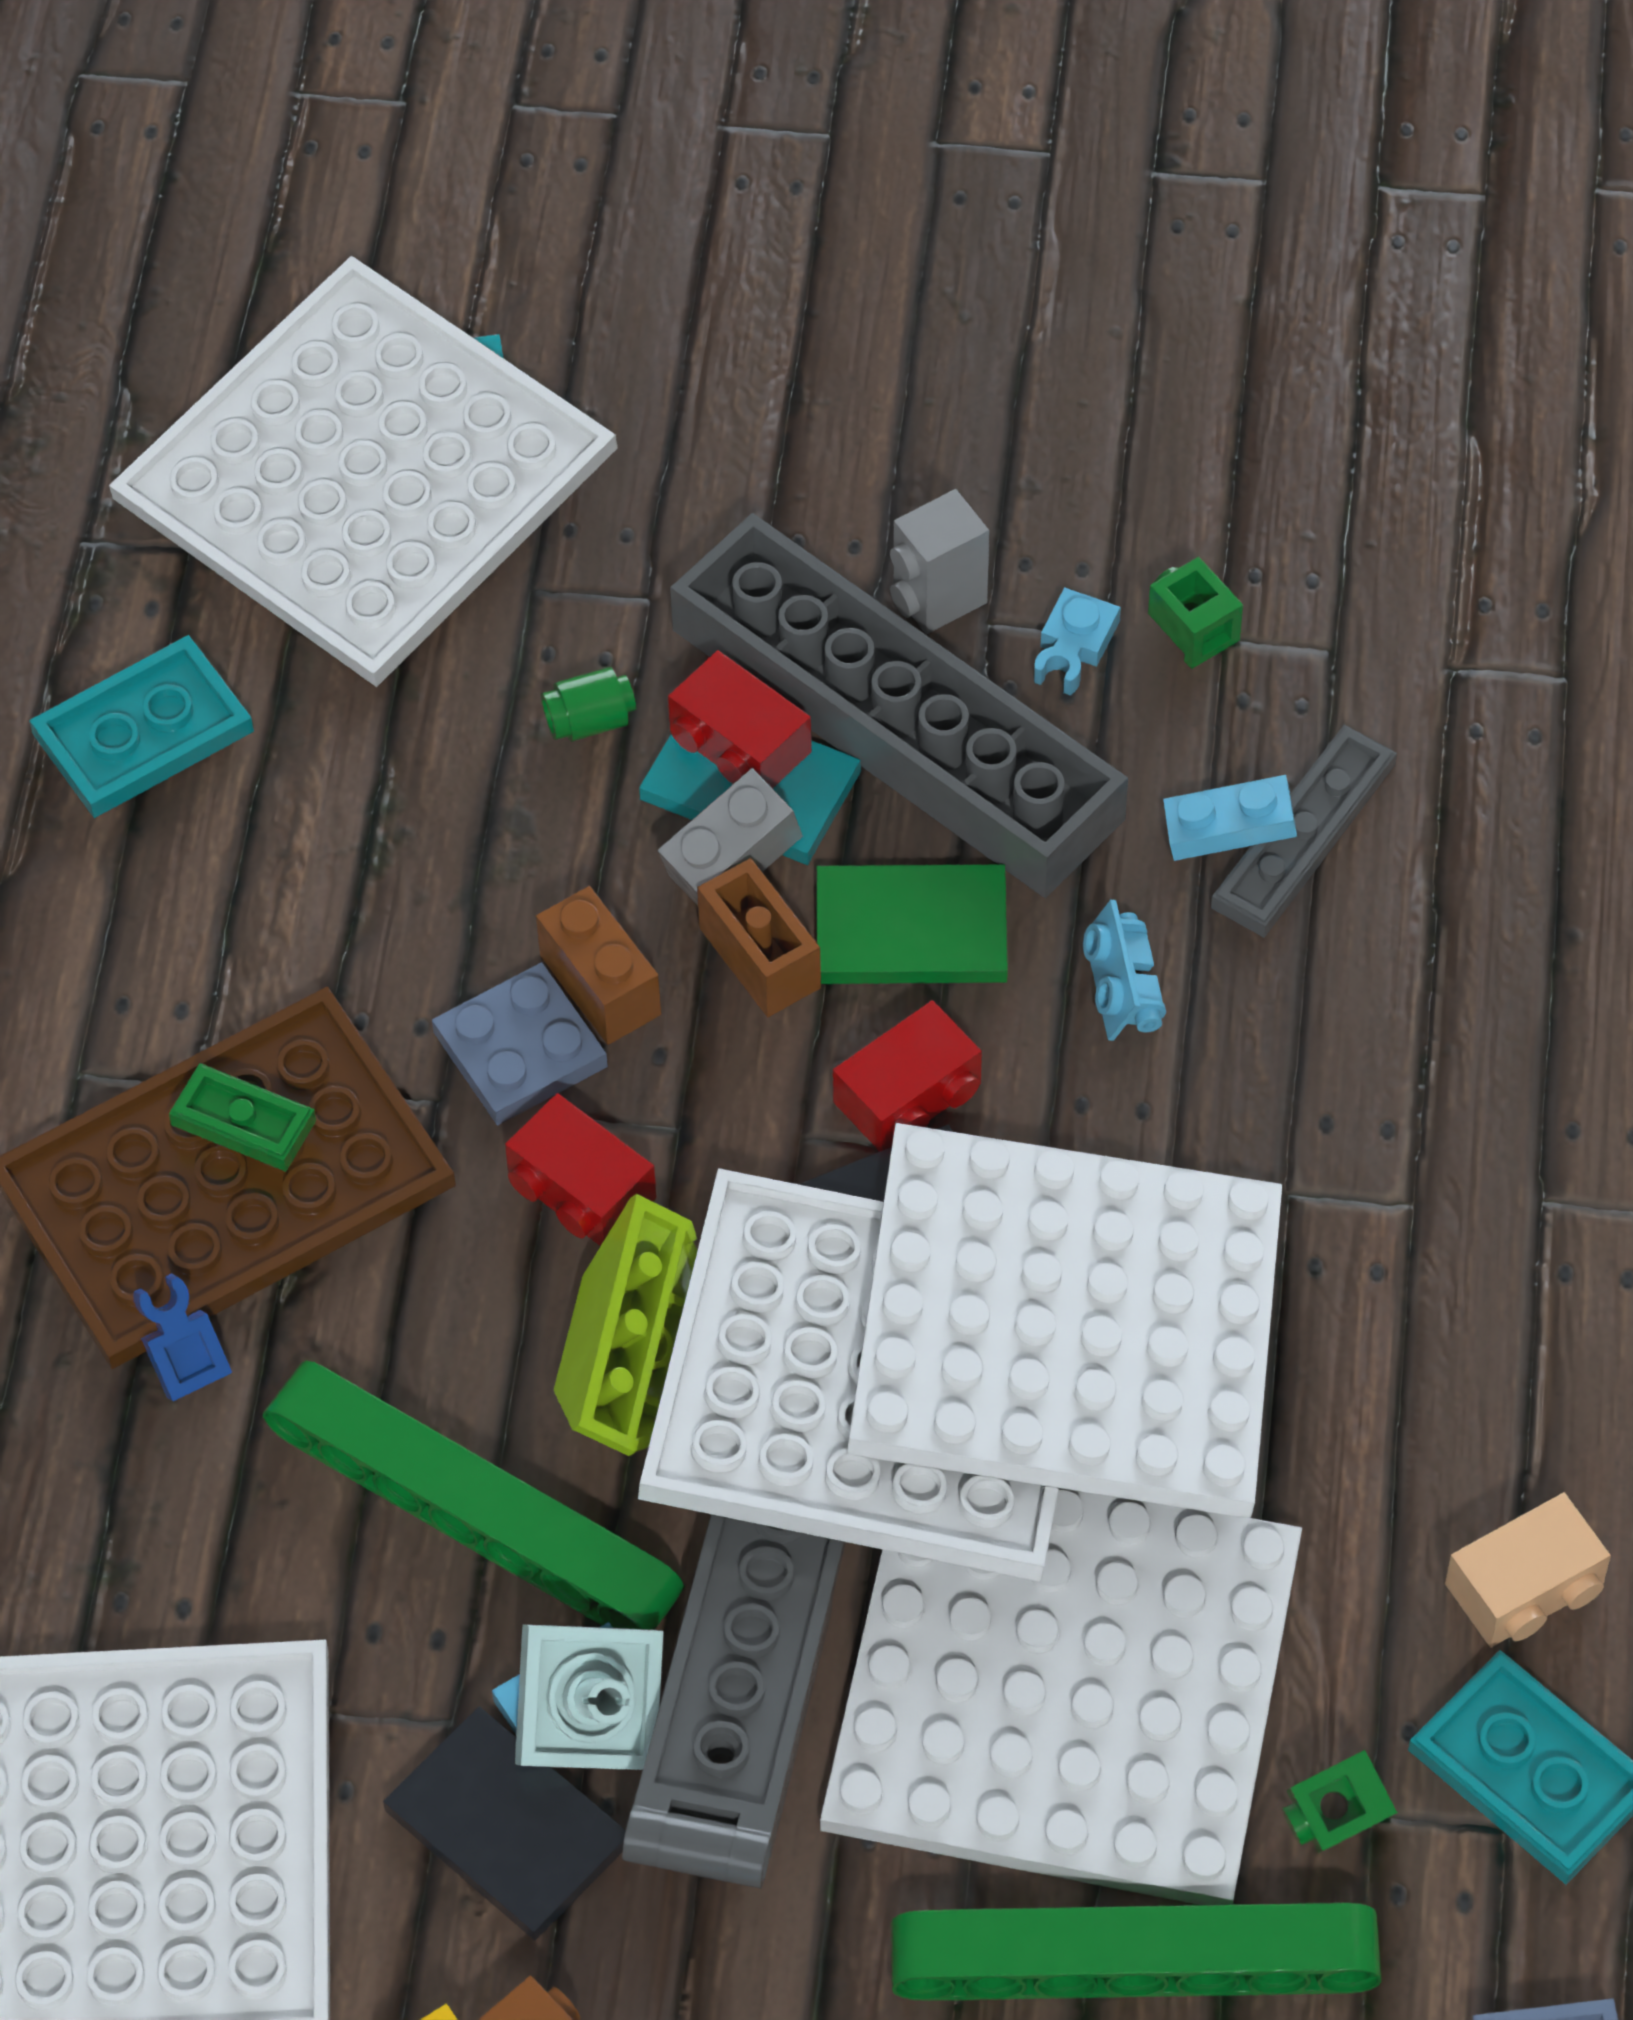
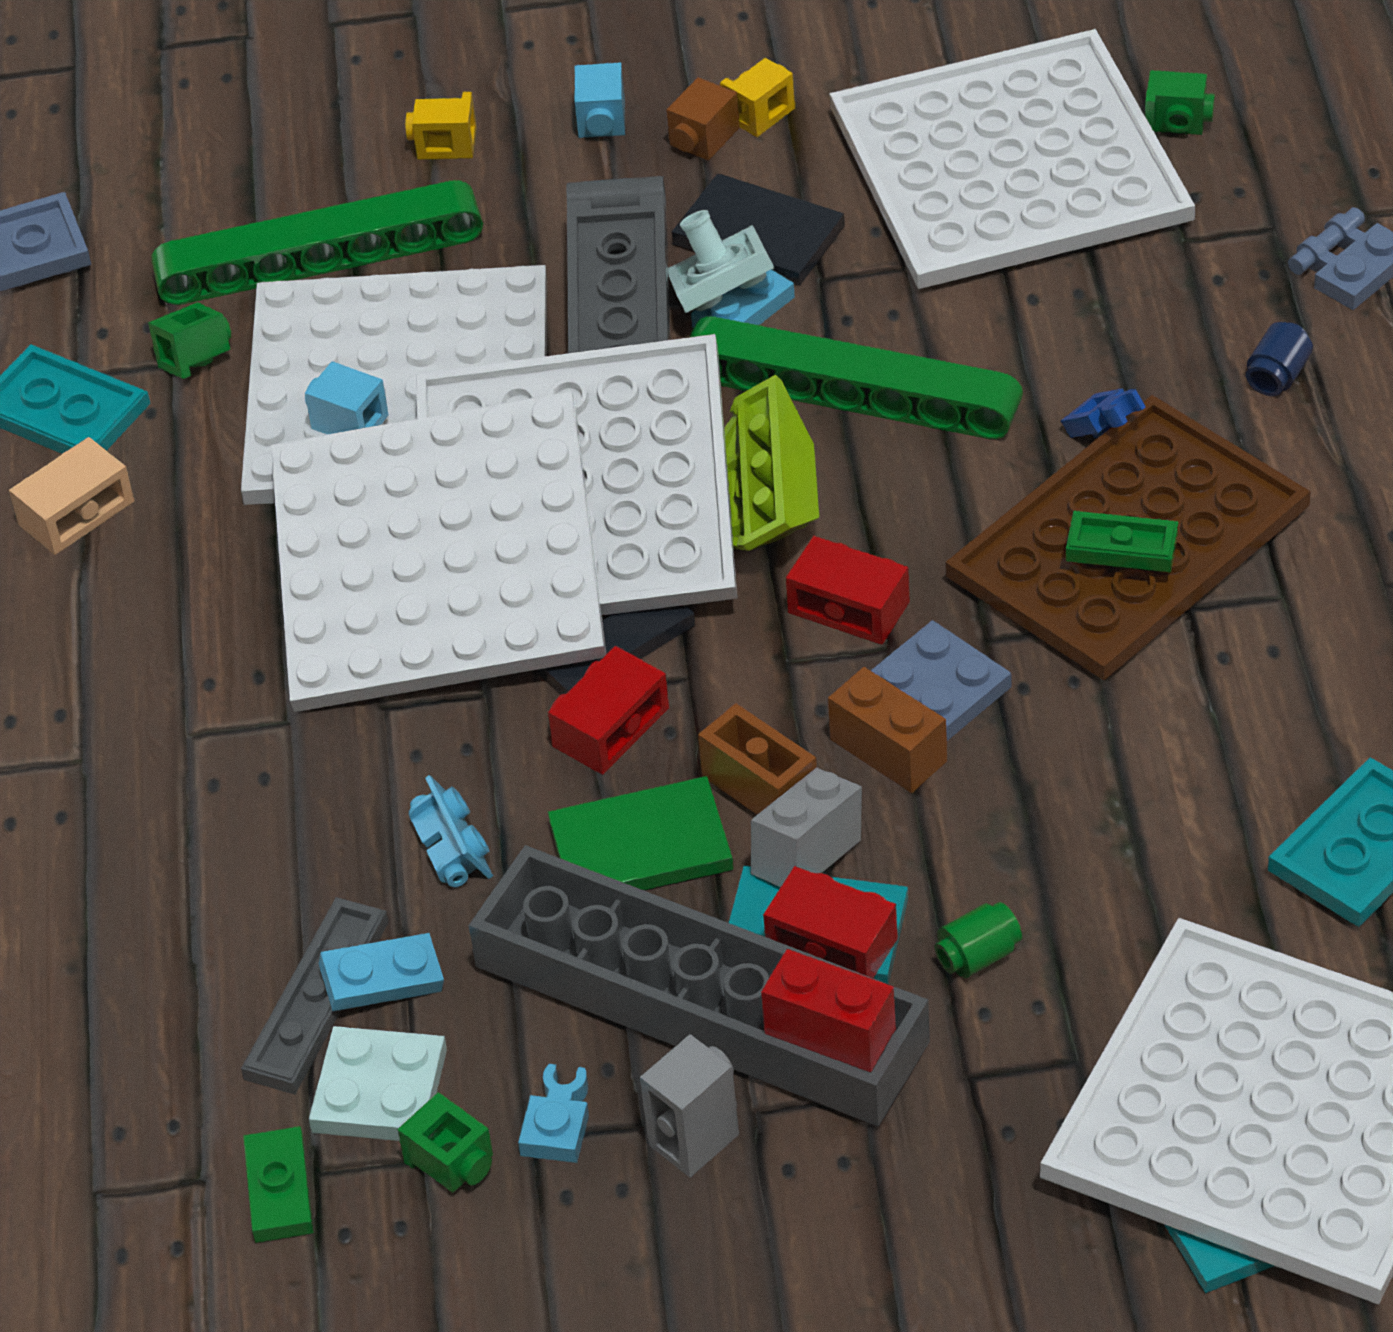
camera: 170 degrees right, 10 degrees down
(779, 554) = (828, 1010): none -> red brick
(1144, 1573) = (345, 400): none -> medium azure brick
(1252, 713) = (375, 1081): none -> light aqua plate
(1373, 632) = (278, 1184): none -> green plate

